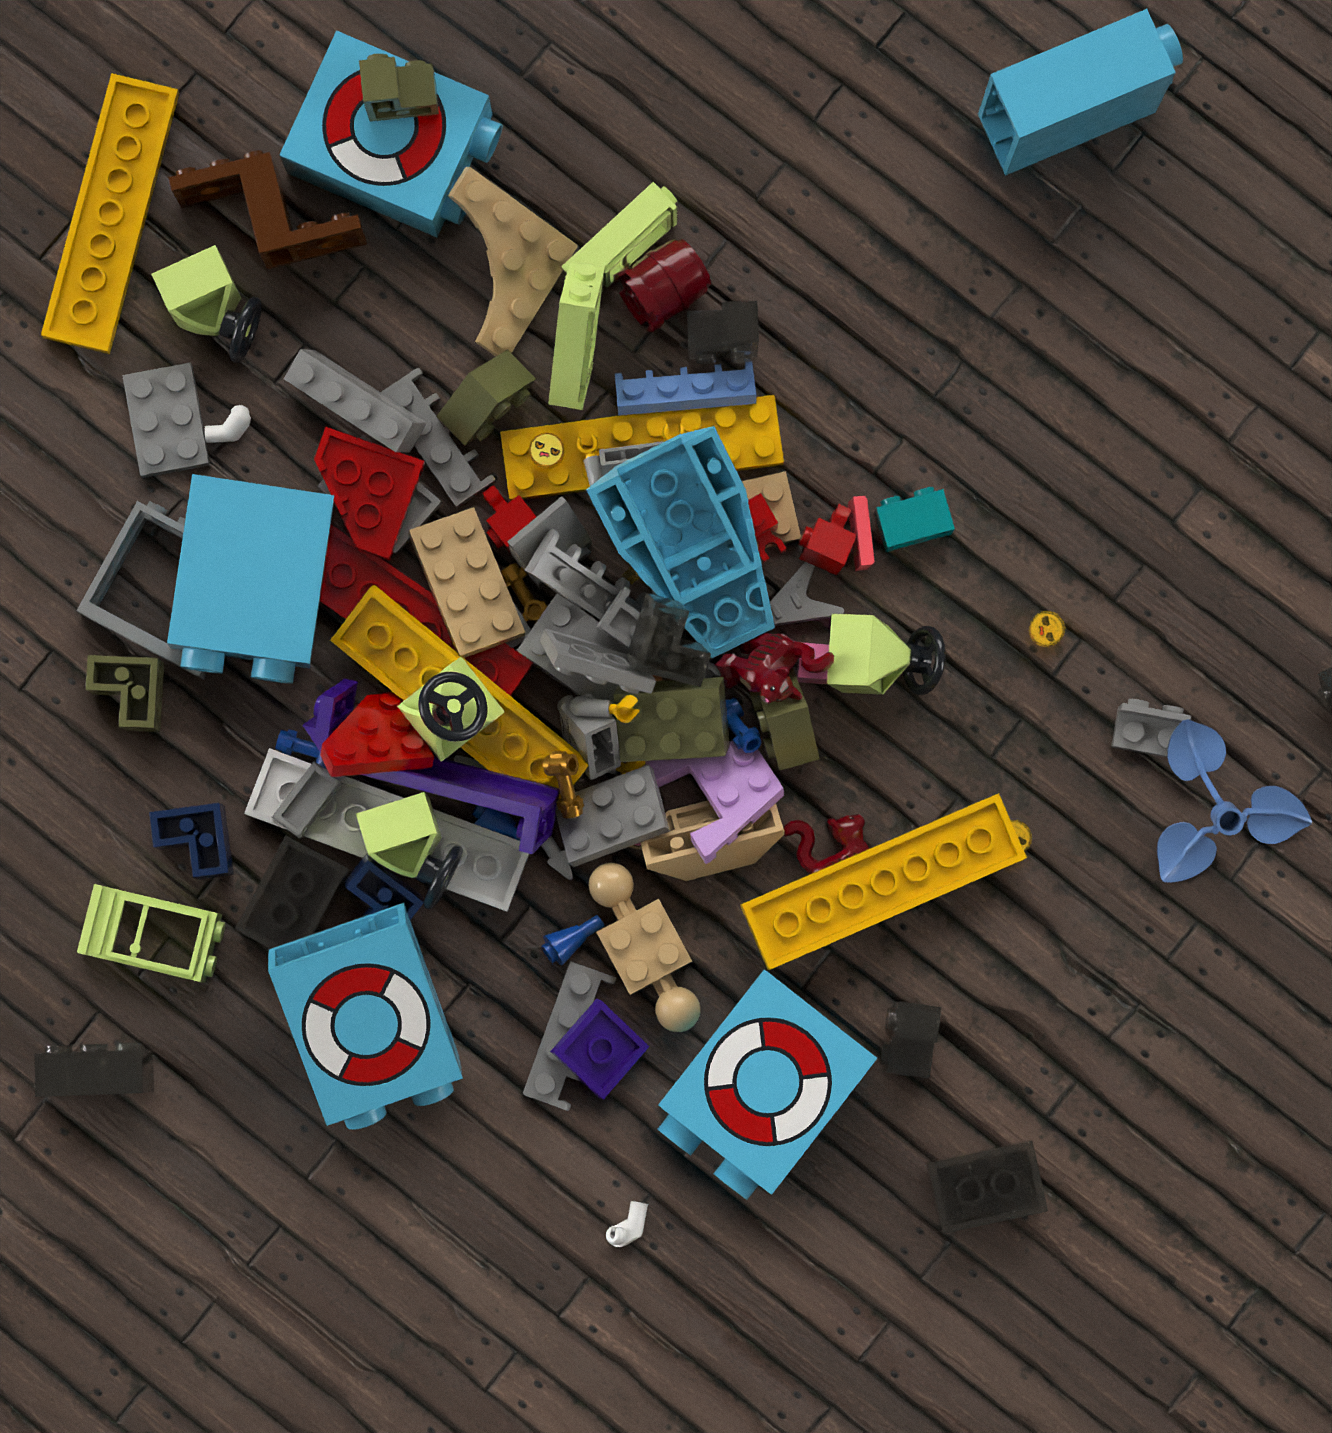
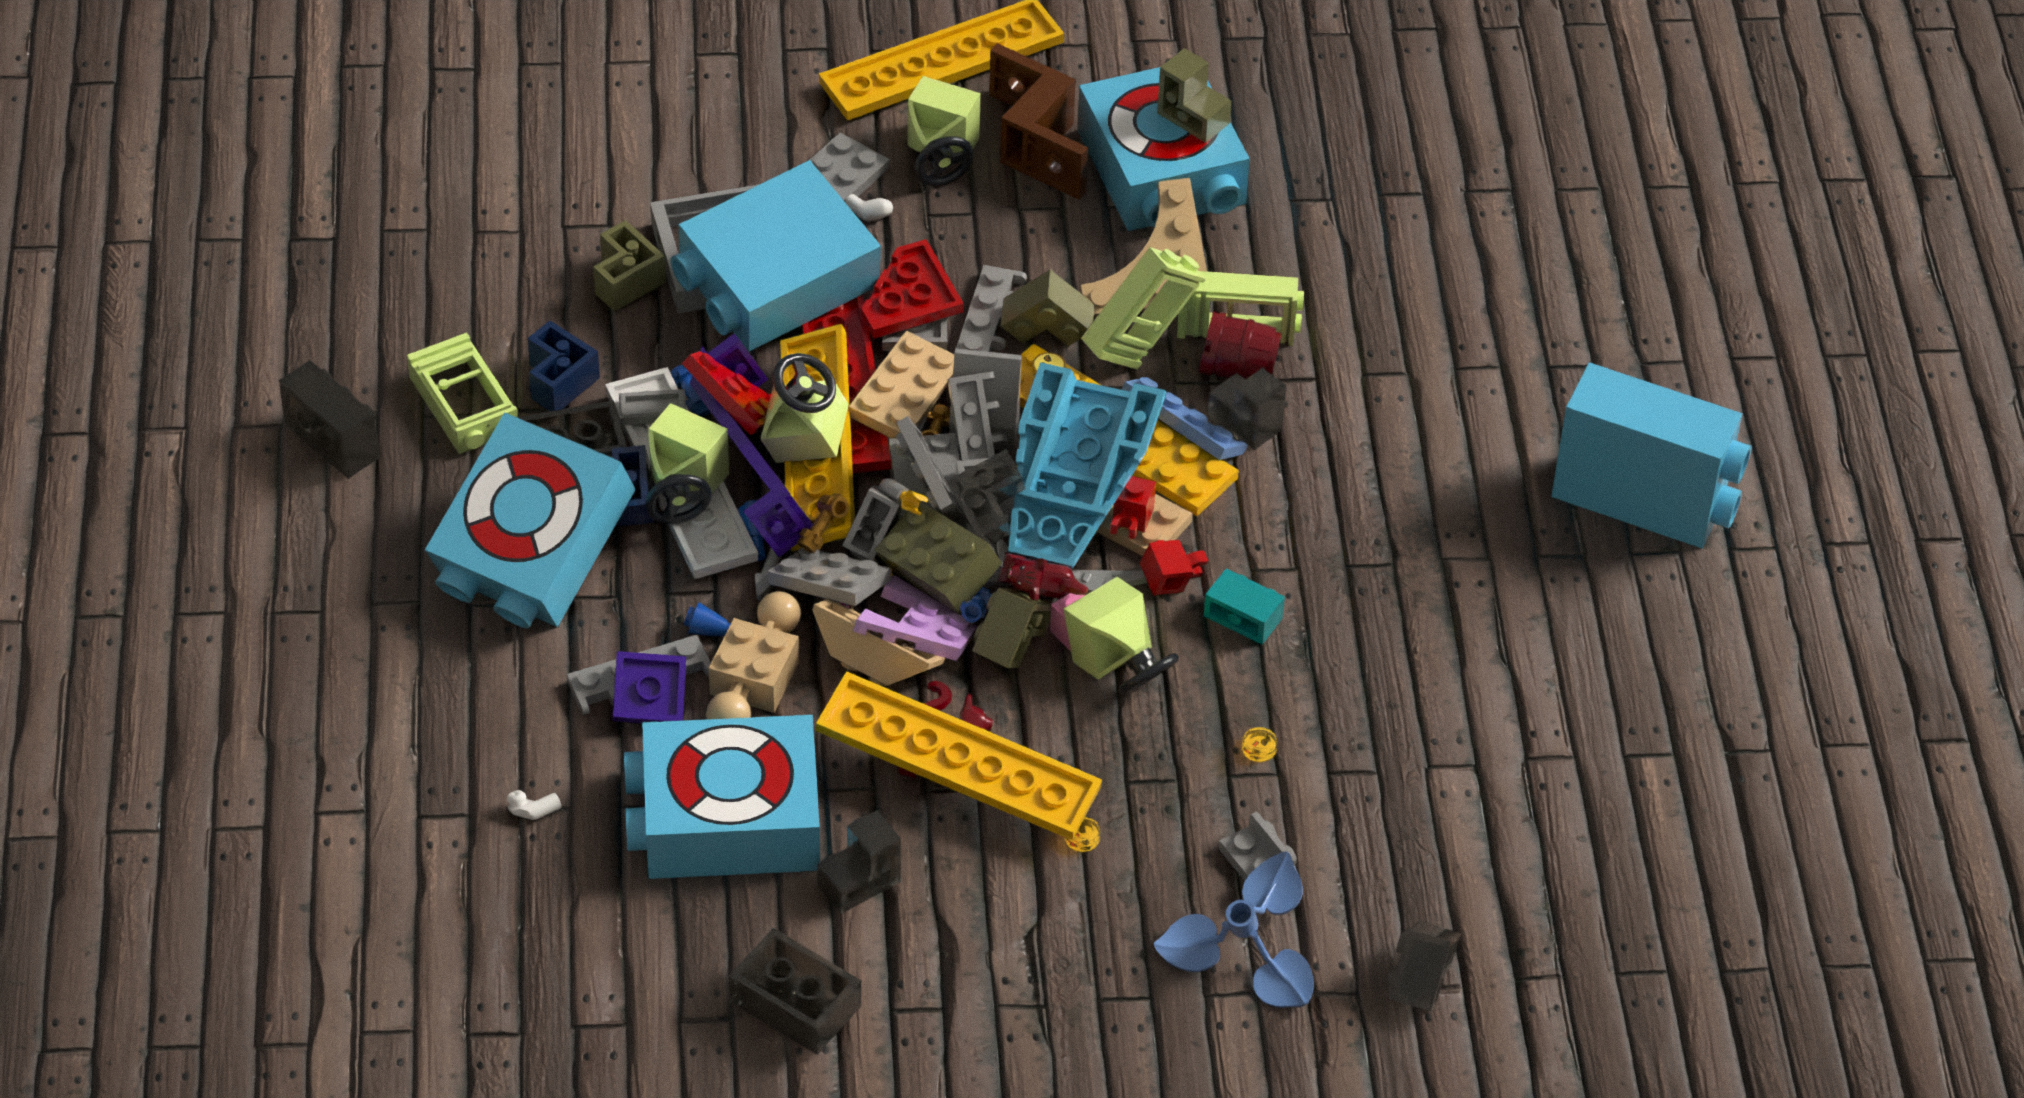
camera: 45 degrees right, 35 degrees down
(355, 400) = (962, 246): light grey brick -> none
(860, 525) = (1198, 582): coral tile -> none

